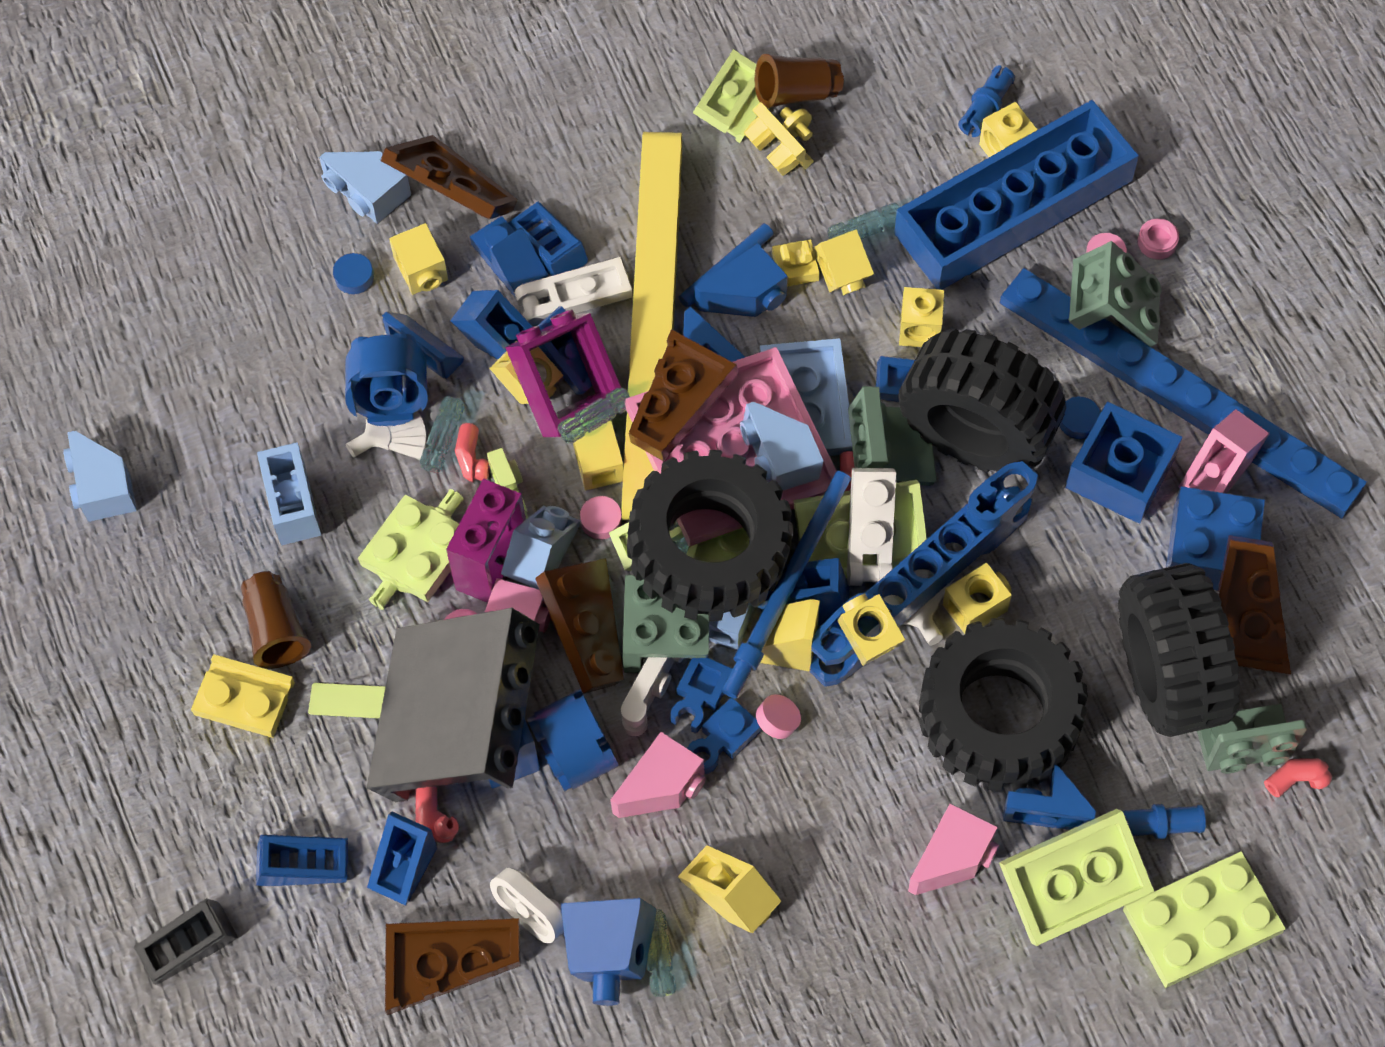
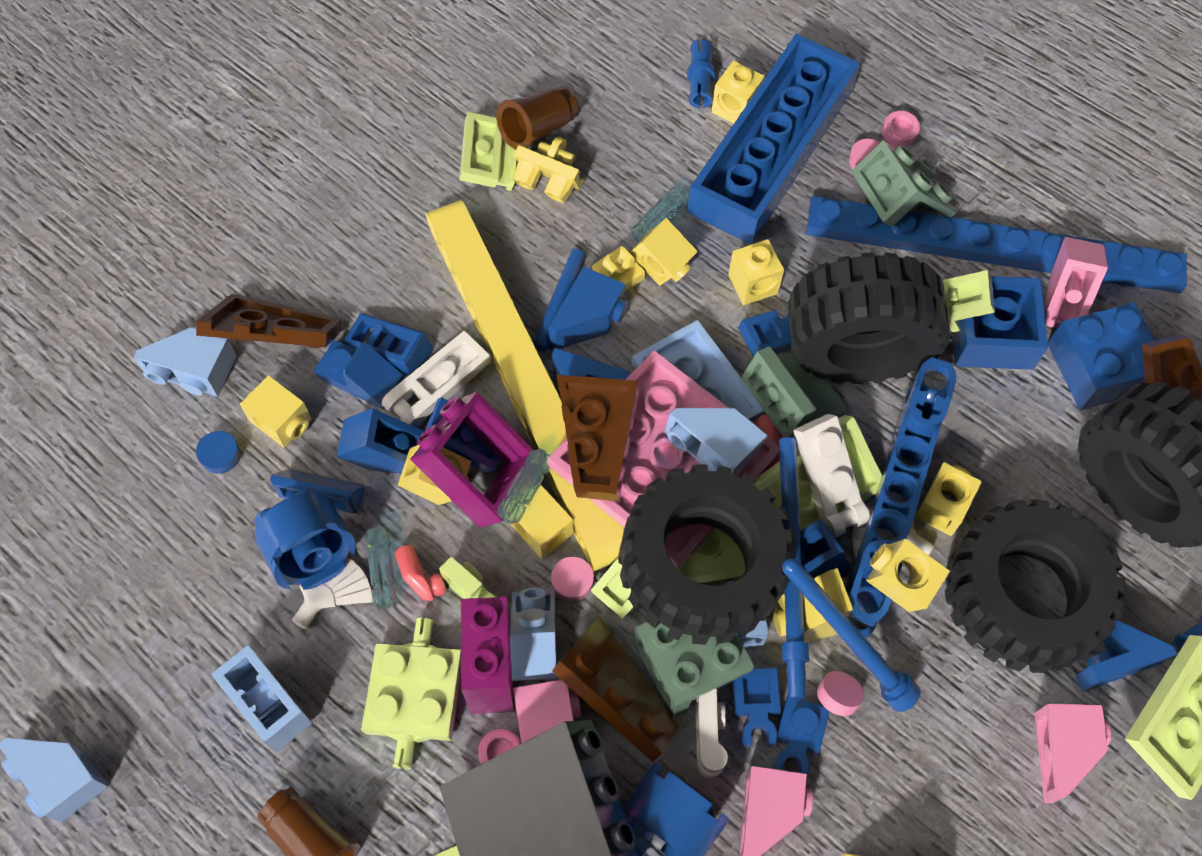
camera: 30 degrees left, 0 degrees up
(830, 735) = (896, 687): none -> blue piece
(1090, 422) = (968, 297): none -> yellowish green bracket

